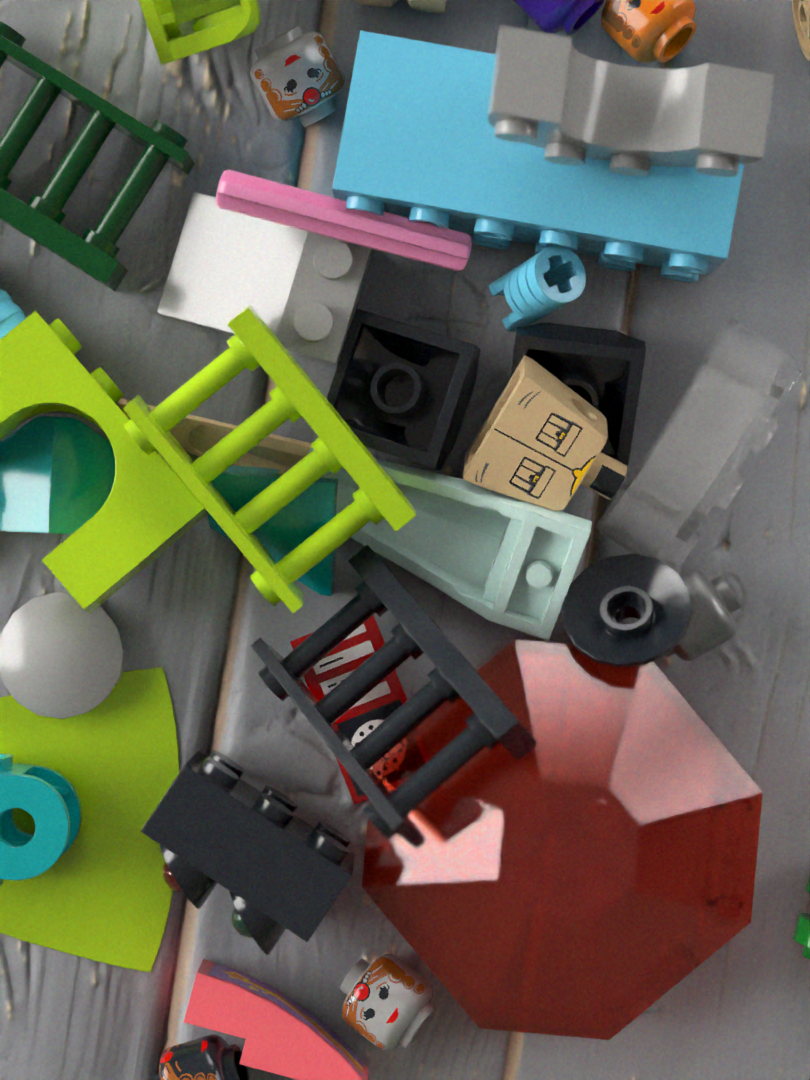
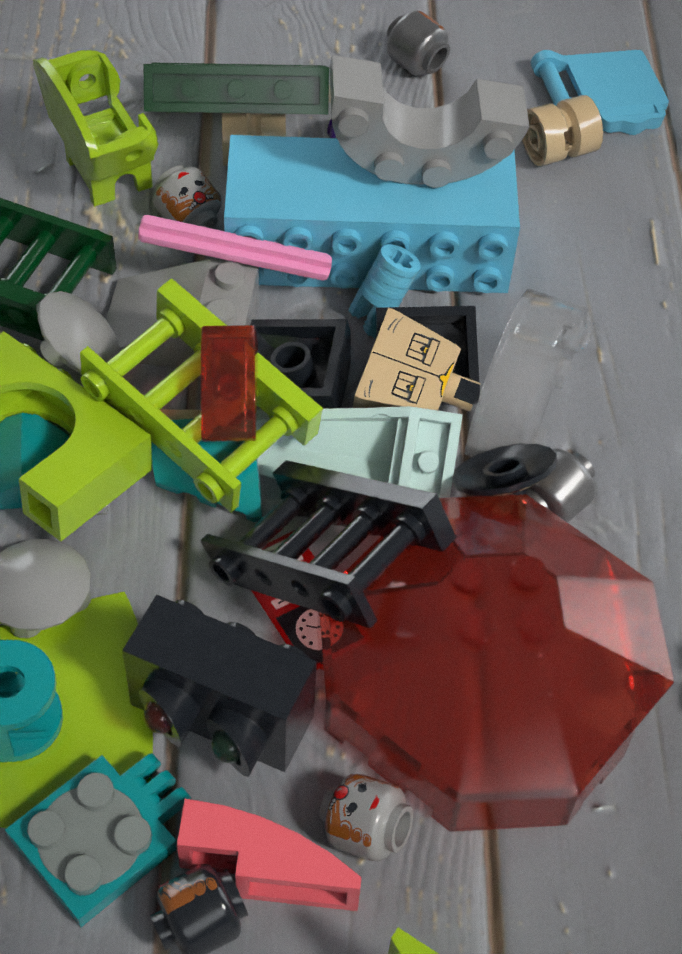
camera: 15 degrees left, 35 degrees down
(109, 967) = (99, 833): none -> piece
(129, 323) = (71, 326): none -> light grey dish
(303, 477) = (229, 383): none -> clear red slope

